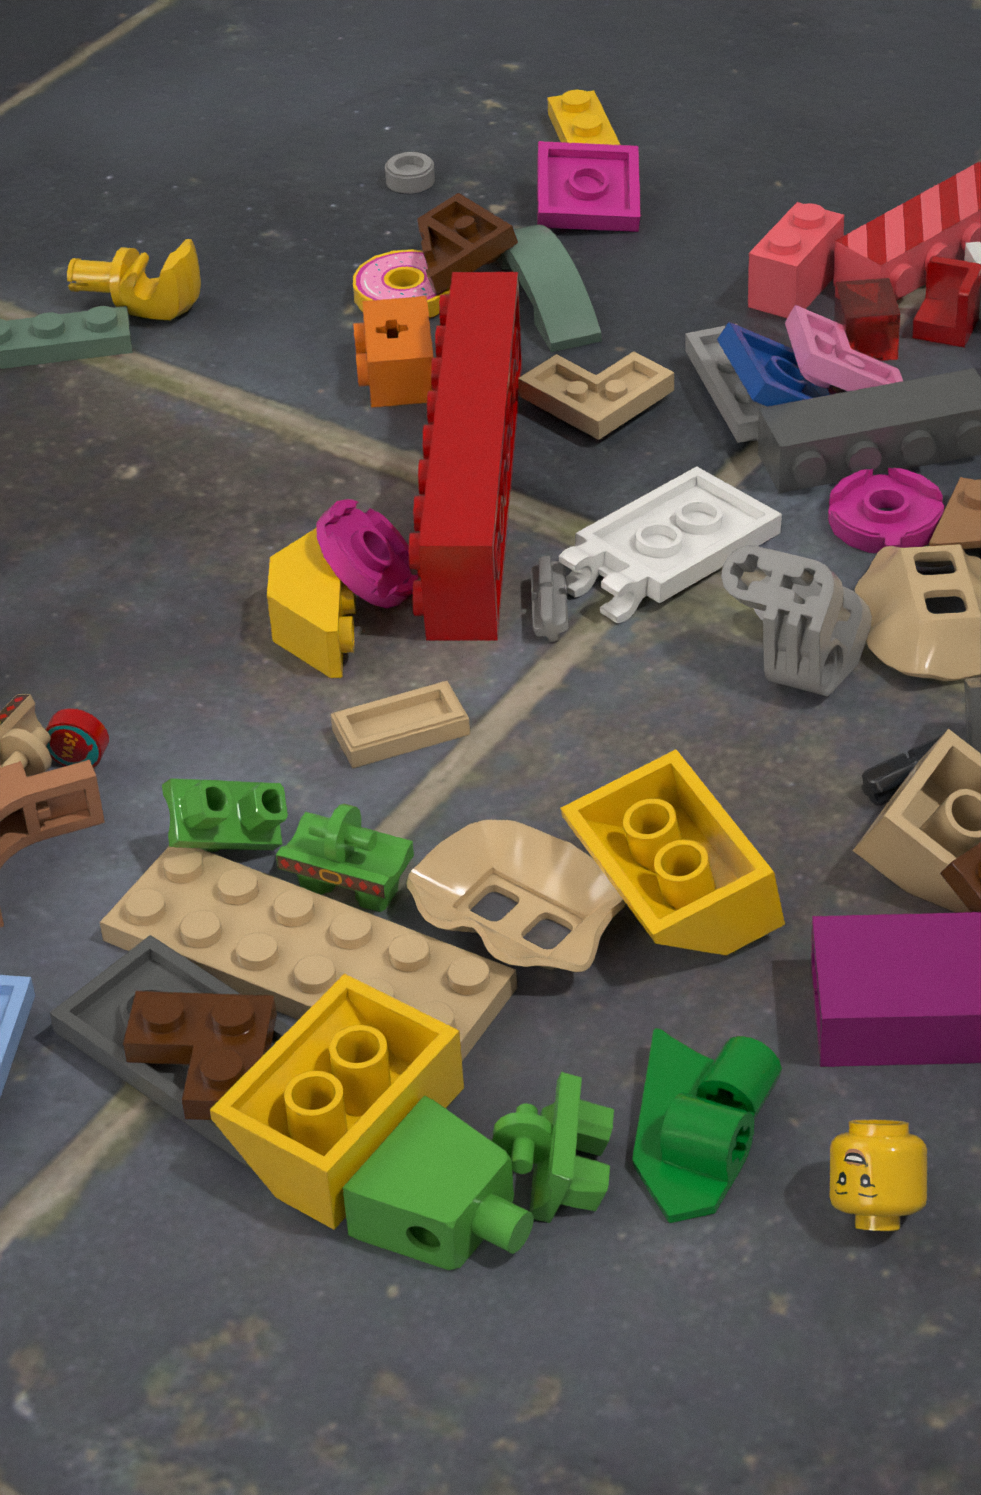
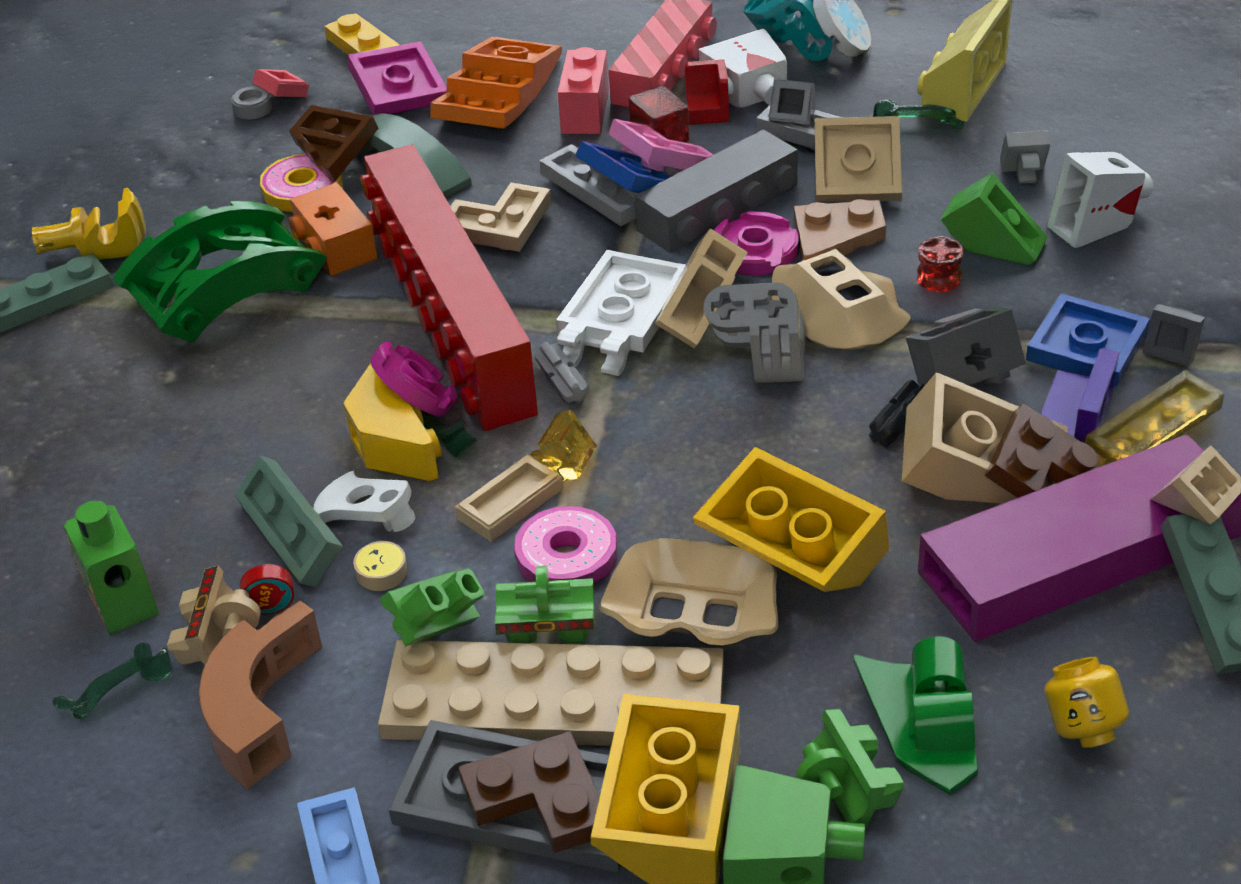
camera: 25 degrees left, 0 degrees up
(143, 673) = (288, 521): none -> sand green plate
(187, 386) = (169, 263): none -> green fence
(213, 753) = (380, 566): none -> tile
(256, 687) = (386, 505): none -> white piece
(381, 634) = (453, 438): none -> clear green piece
(418, 775) = (565, 526): none -> tile
(452, 157) = (280, 83): none -> coral tile
(492, 684) = (565, 446): none -> clear yellow tile
(703, 221) = (496, 82): none -> orange slope
(794, 524) = (710, 266): none -> tan slope

